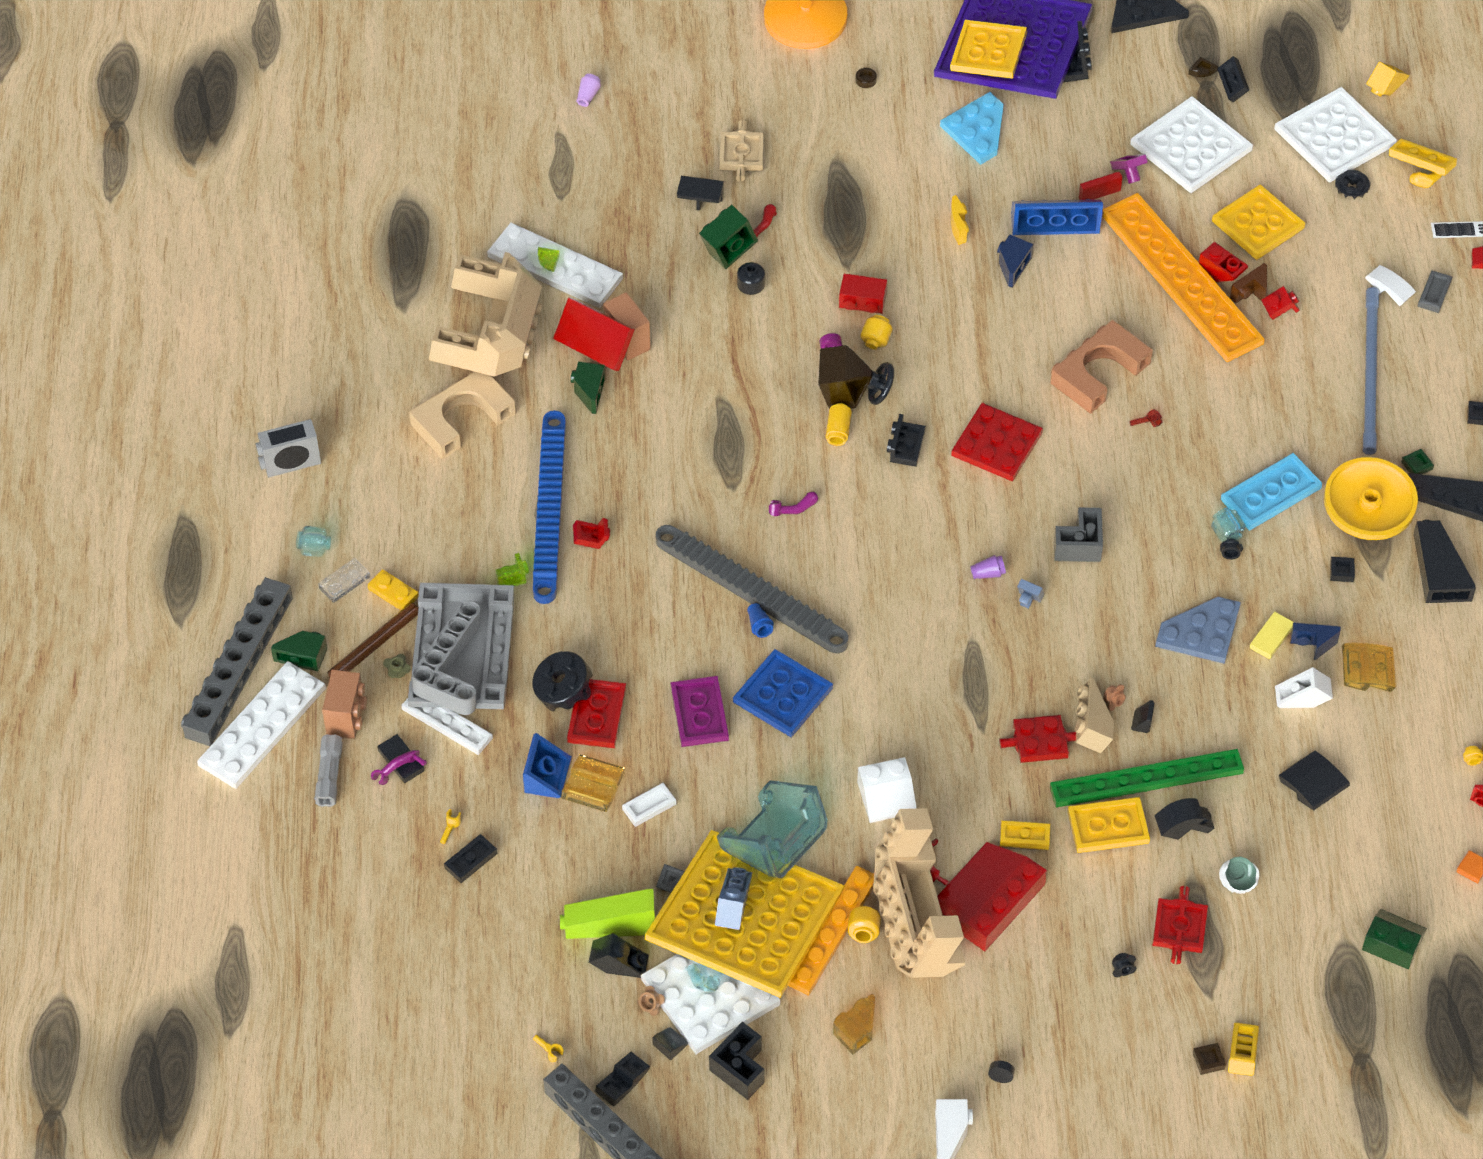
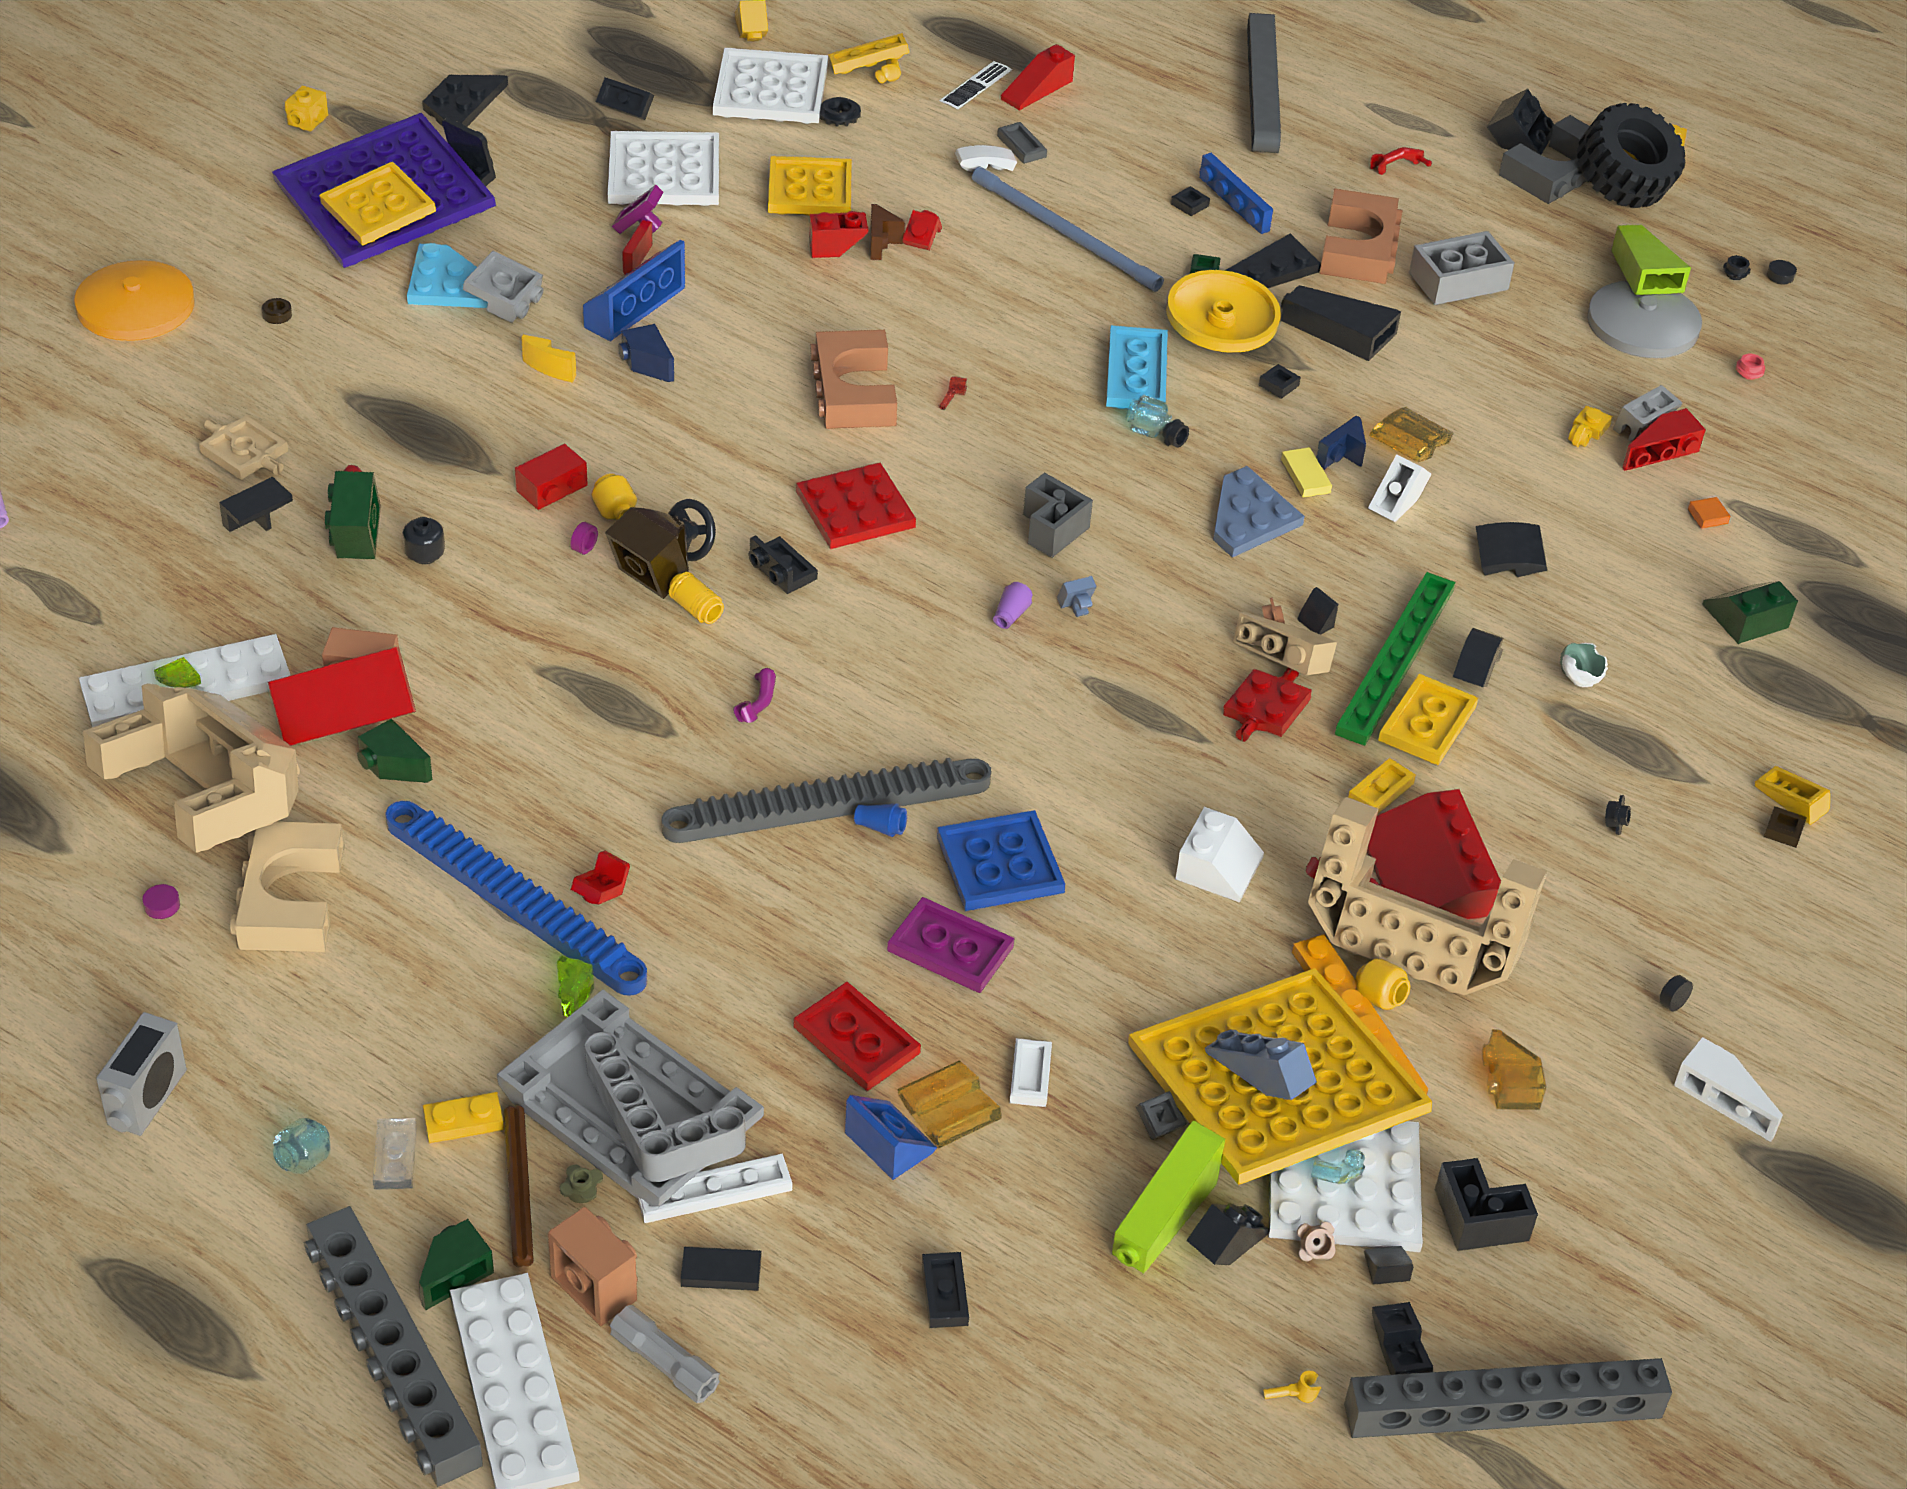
camera: 55 degrees left, 10 degrees down
(406, 371) = (161, 901): none -> magenta tile
(408, 757) = (734, 1272): magenta piece -> none
(451, 823) = (868, 1278): yellow hand -> none
(572, 687) = (792, 1055): black plate -> none
(781, 832) = (1186, 970): clear light blue windscreen -> none
(991, 156) = (505, 286): none -> light grey plate
(1180, 925) = (1603, 744): red plate -> none
(1182, 277) = (817, 267): light orange plate -> none
(1203, 68) = (581, 110): dark brown tile -> none

